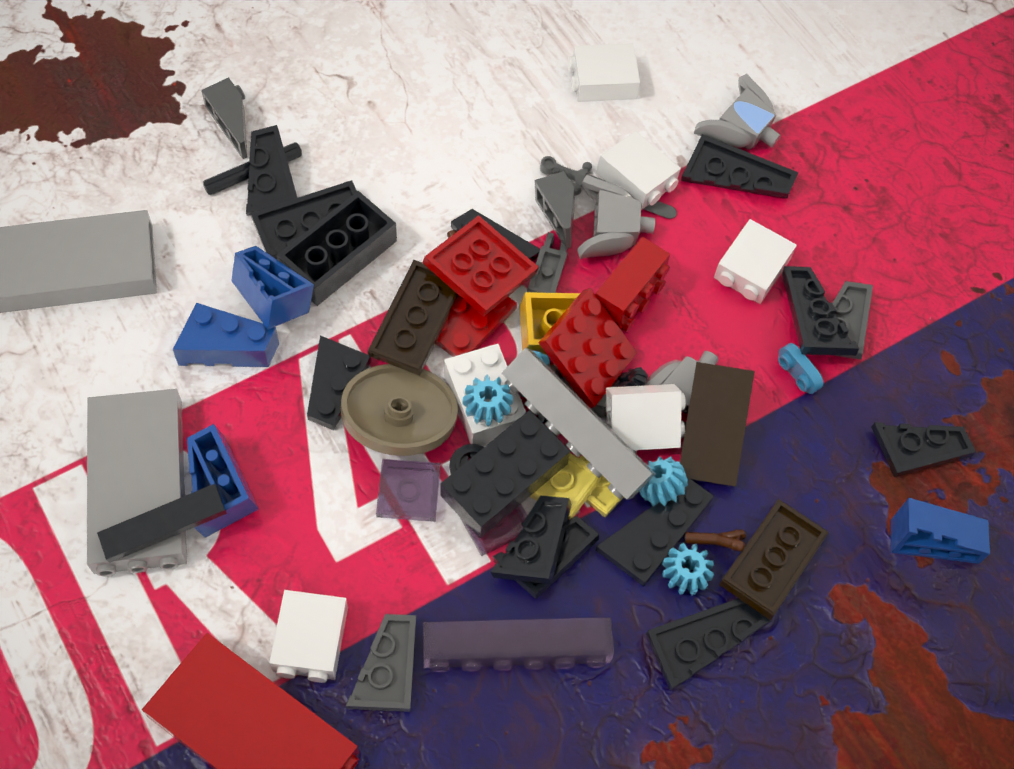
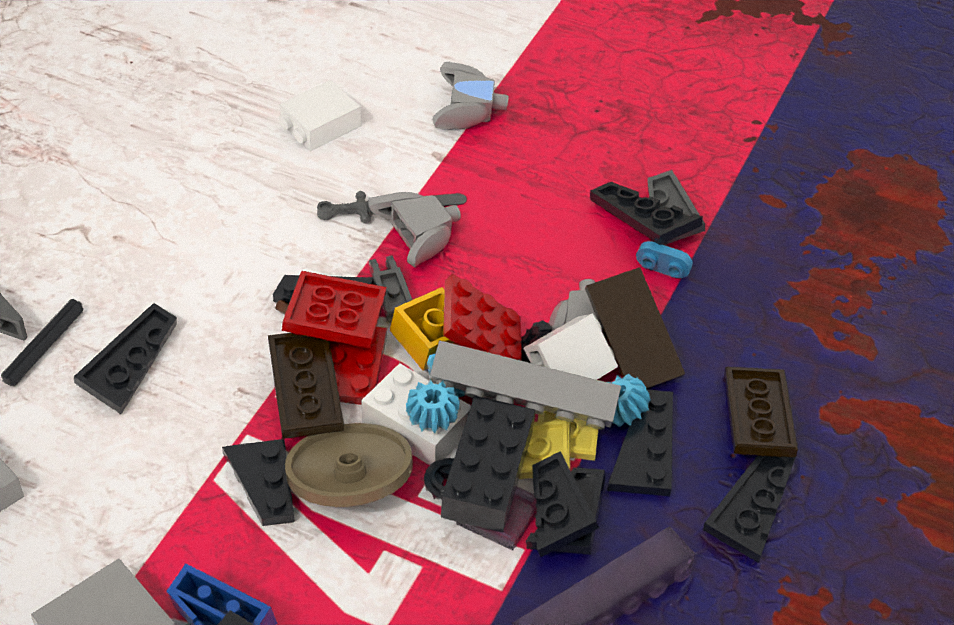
camera: 30 degrees left, 15 degrees down
(224, 338) = (131, 494): blue wedge -> none
(269, 171) = (65, 333): black wing -> none
(270, 287) = (145, 424): blue wedge -> none
(340, 245) = (184, 364): black brick -> none
(408, 490) = (406, 531): clear purple tile -> none
(556, 200) = (363, 232): dark grey slope -> none
(634, 283) = (481, 253): red brick -> none
(639, 169) = (410, 171): white brick -> none
(693, 561) = (698, 458): medium azure gear -> none
(728, 539) = (710, 418): reddish brown piece -> none
(732, 168) = (488, 139): black wing -> none
(754, 261) = (563, 199): white brick -> none
(919, 448) = (803, 271): black wing -> none
(939, 533) = (867, 323): blue wedge -> none

